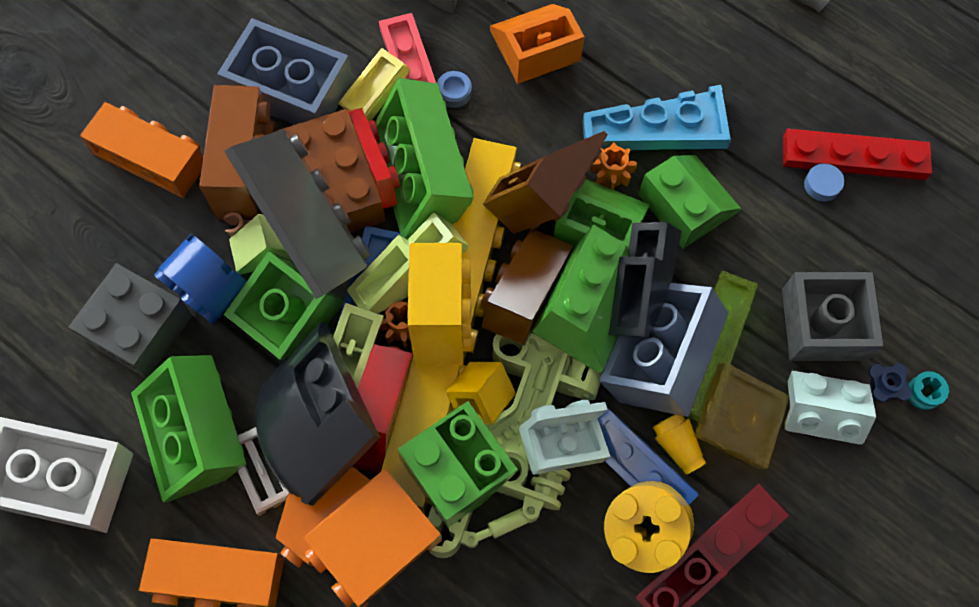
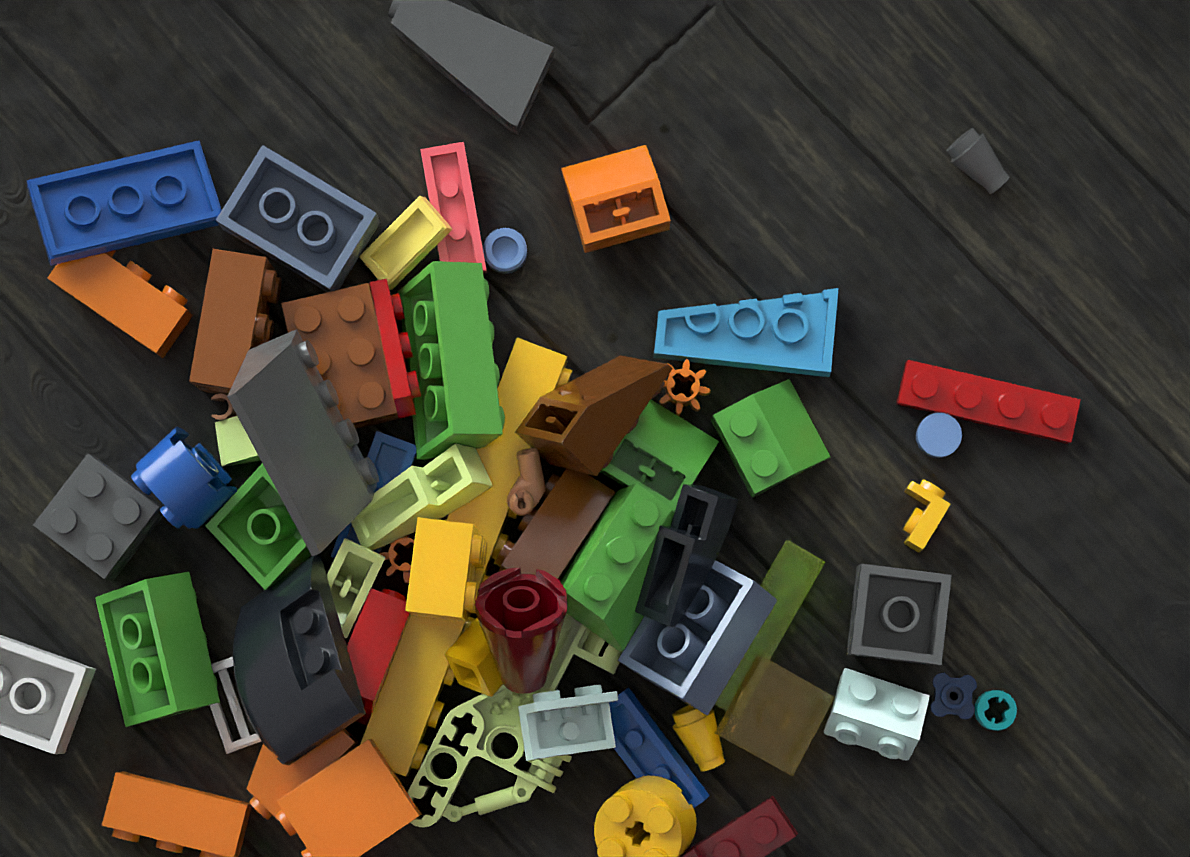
camera: 10 degrees right, 15 degrees up
(141, 78) = (124, 202): none -> blue tile
(457, 463) = (445, 741): bright green slope -> none
(501, 244) = (529, 485): none -> nougat arm
(515, 349) = (522, 625): none -> dark red cone
(833, 237) = (923, 523): none -> yellow bracket

